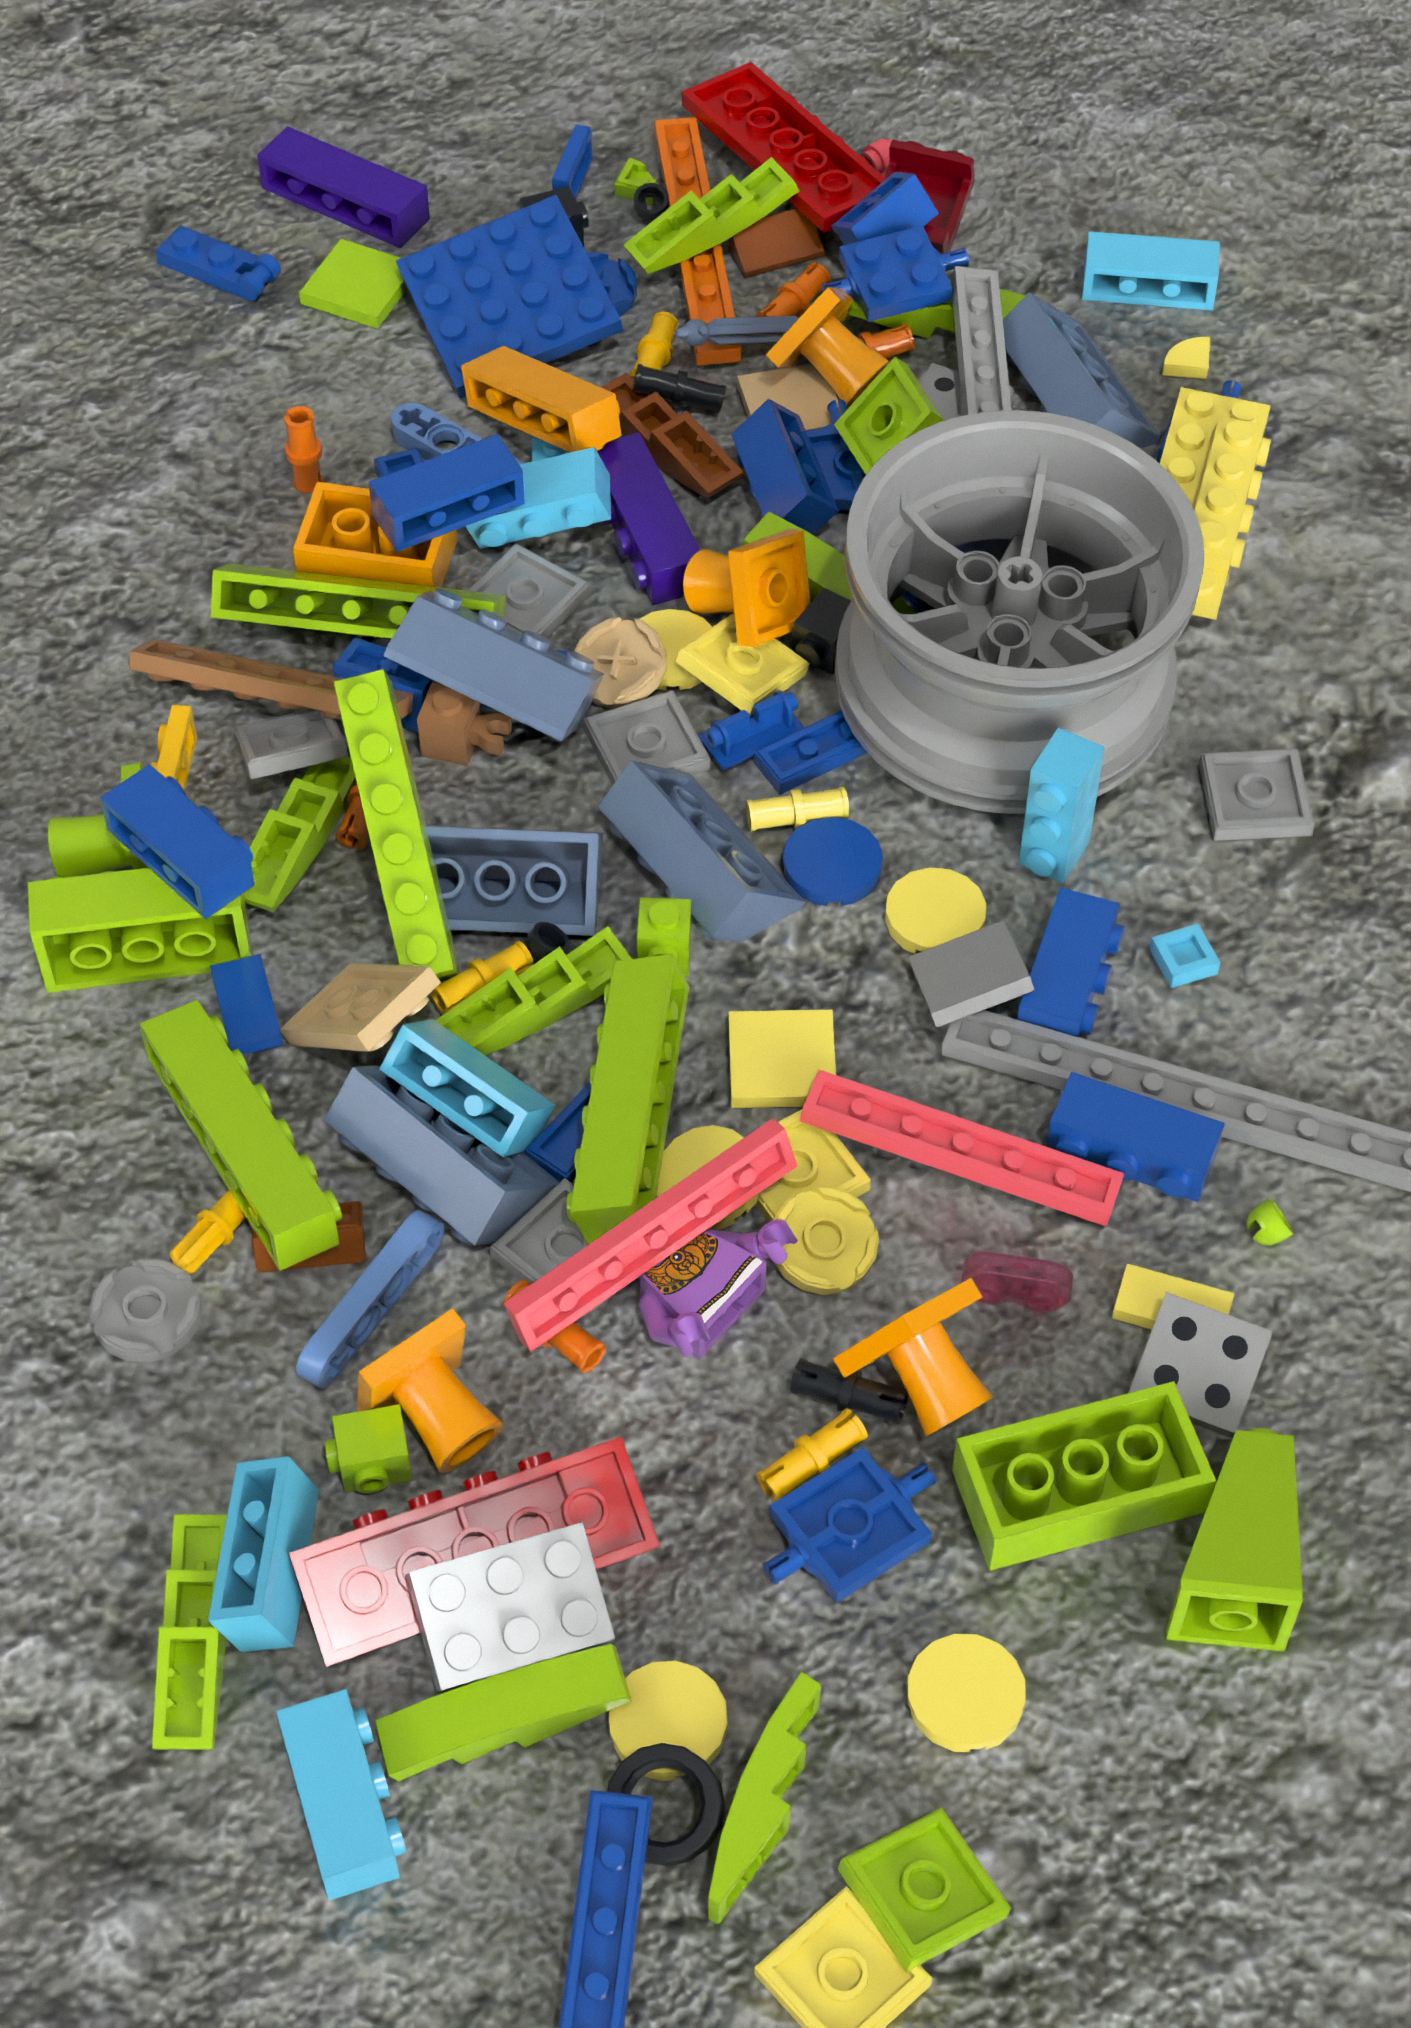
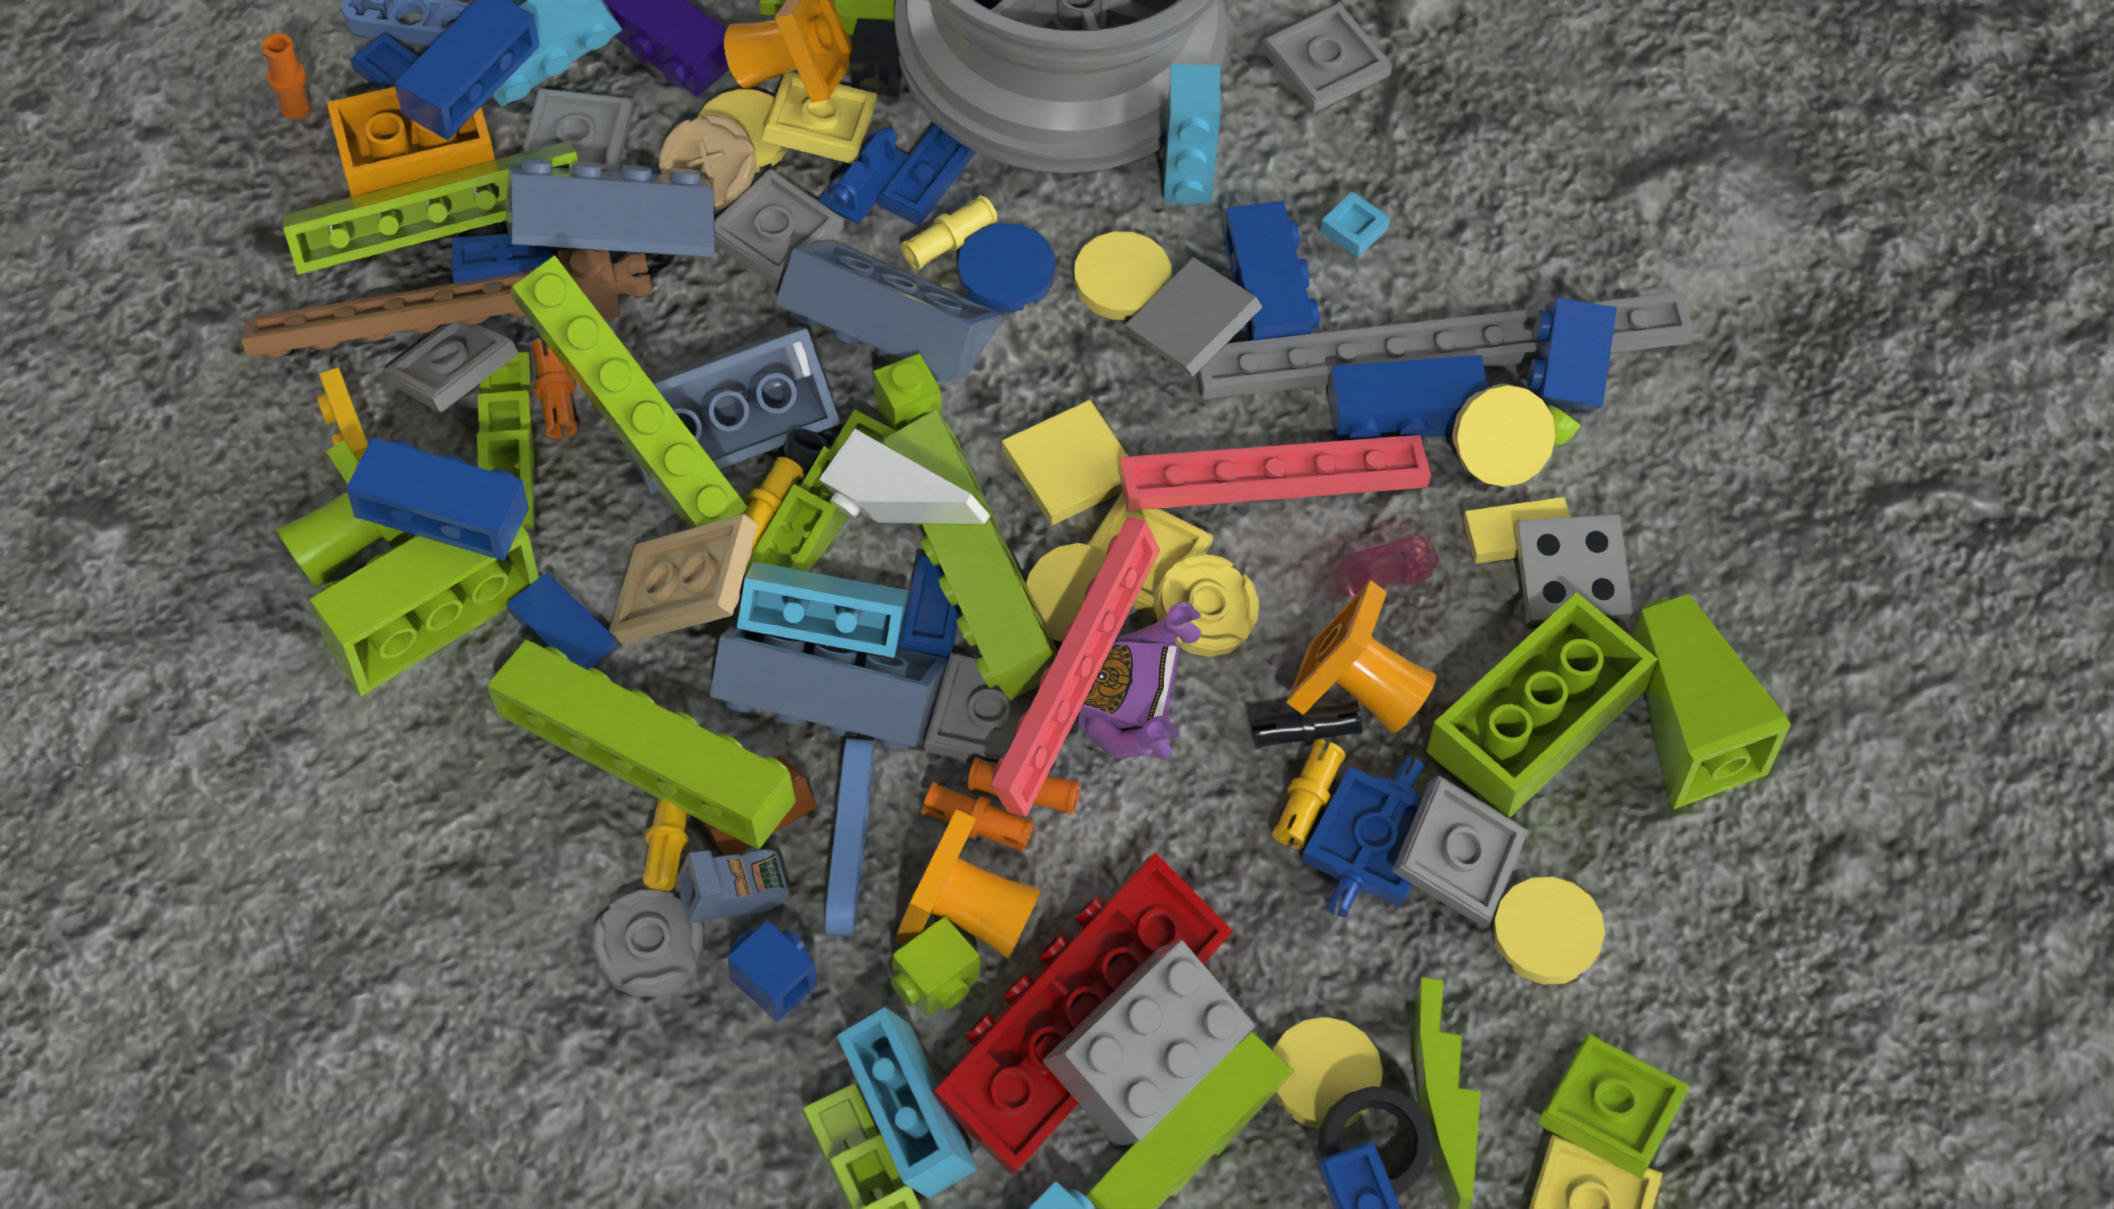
camera: 30 degrees left, 5 degrees up
(230, 1382) = (772, 969): none -> blue brick
(242, 1291) = (731, 884): none -> sand blue leg
(495, 1335) = (990, 821): none -> orange pin
(584, 1003) = (893, 488): none -> white slope
(920, 1575) = (1460, 851): none -> light grey tile
(1203, 1207) = (1504, 435): none -> light yellow tile
(1317, 1160) = (1572, 354): none -> blue brick

